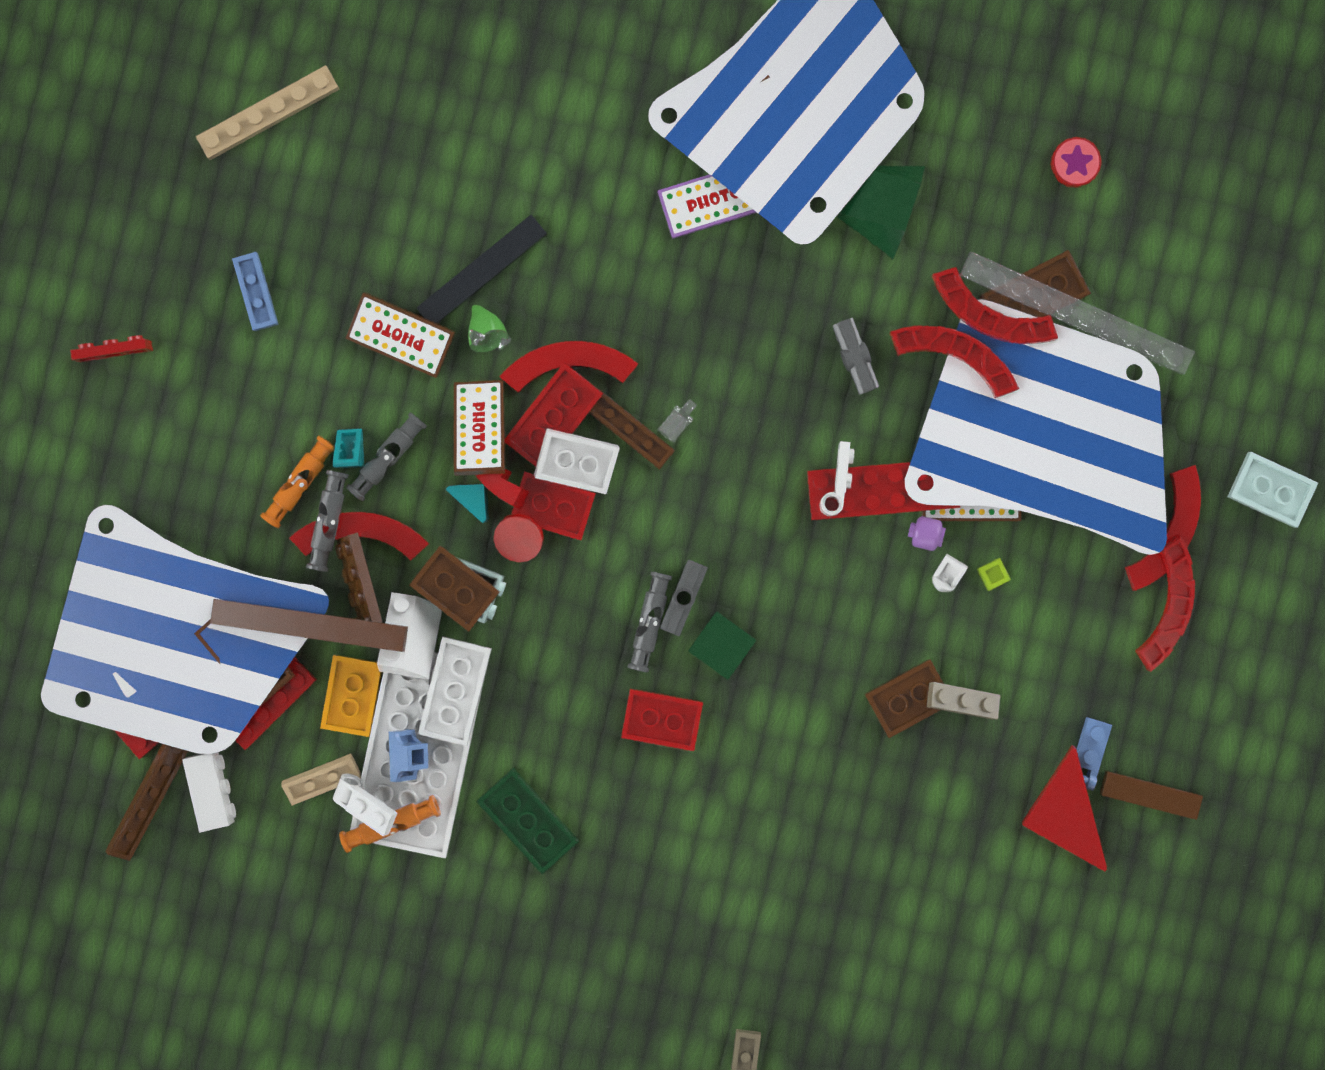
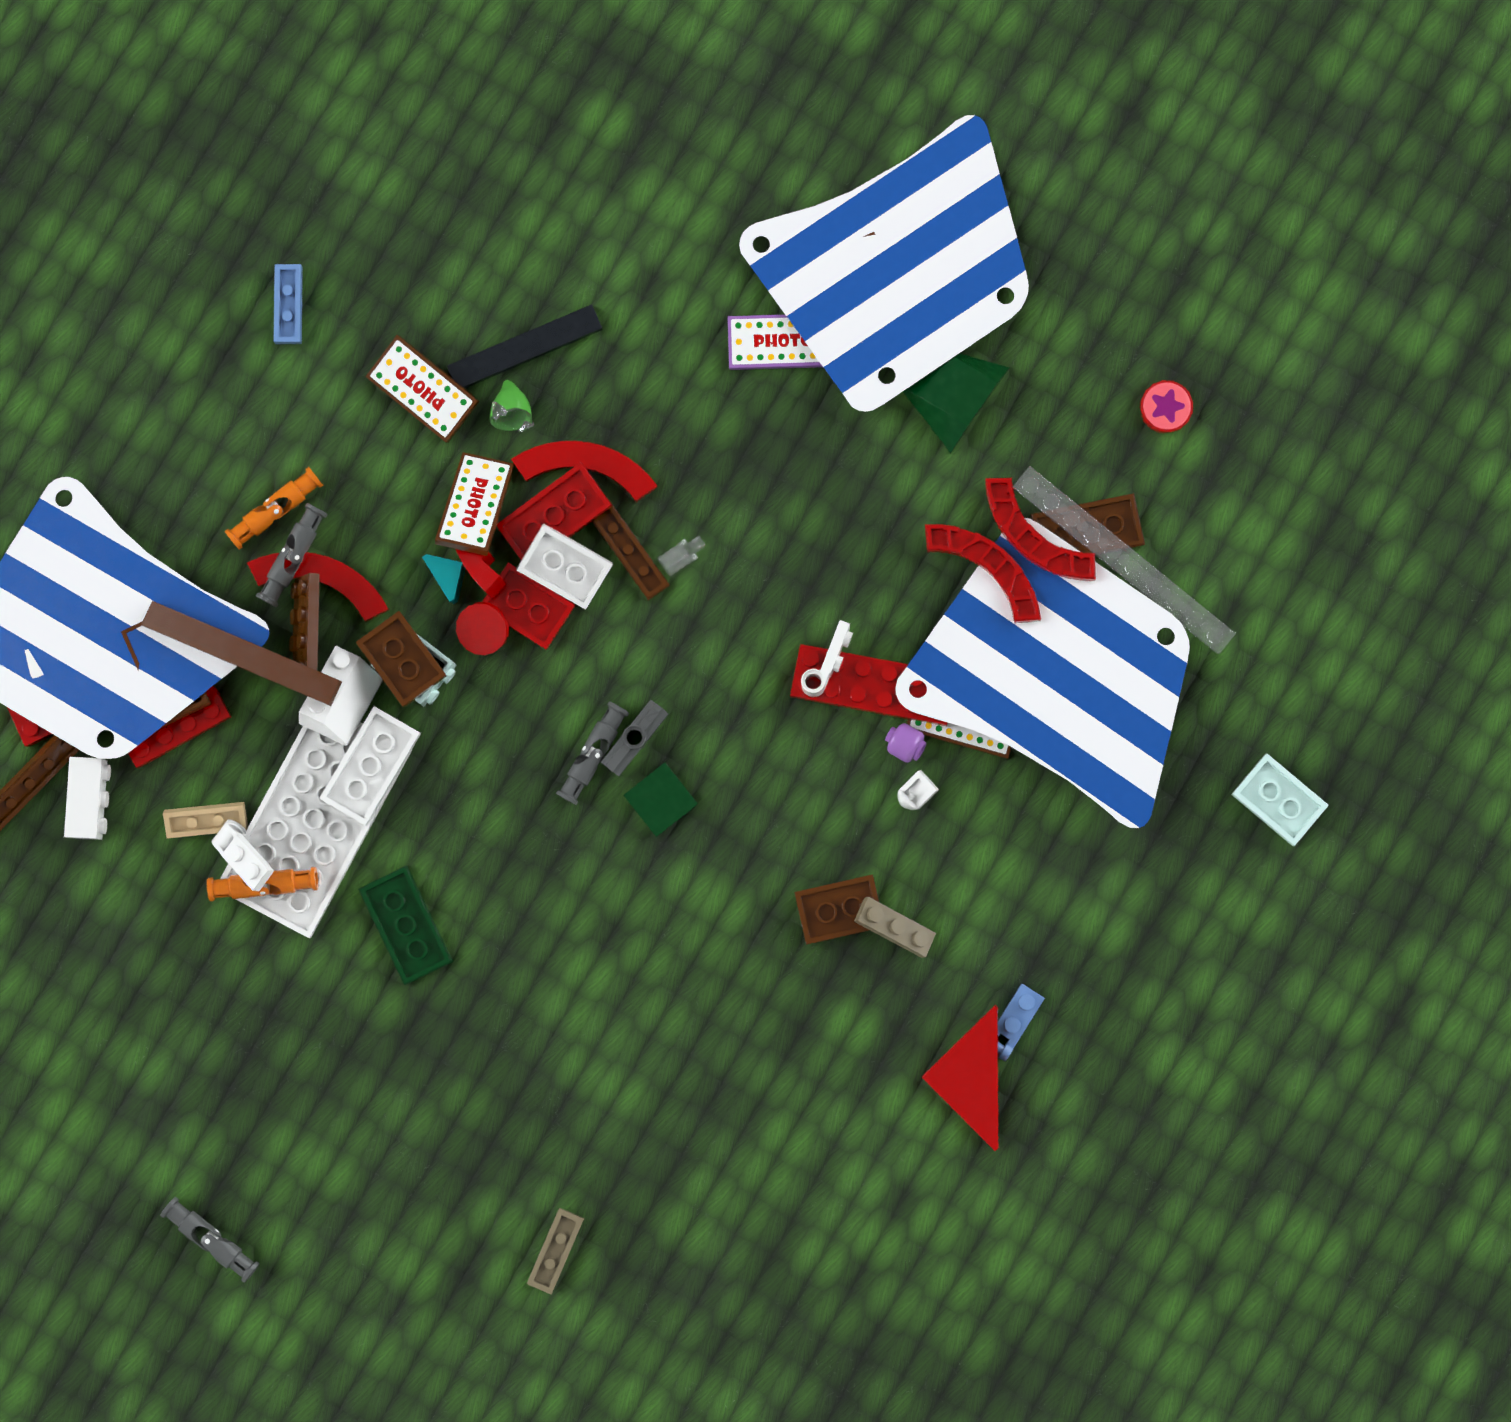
camera: 15 degrees right, 5 degrees down
(111, 348) = (124, 321): red plate -> none
(267, 112) = (354, 129): tan plate -> none
(349, 449) = (335, 490): teal slope -> none
(351, 696) = (262, 742): light orange plate -> none
(375, 469) = (355, 518): dark grey piece -> none
(406, 755) = (300, 817): medium blue brick -> none
(662, 719) = (575, 858): red plate -> none
(855, 356) = (883, 540): dark grey piece -> none
(993, 574) = (964, 806): lime tile -> none
(1151, 795) = (1066, 1084): reddish brown tile -> none
(1178, 605) = (1147, 895): red tile -> none
(1184, 523) = (1168, 819): red tile -> none

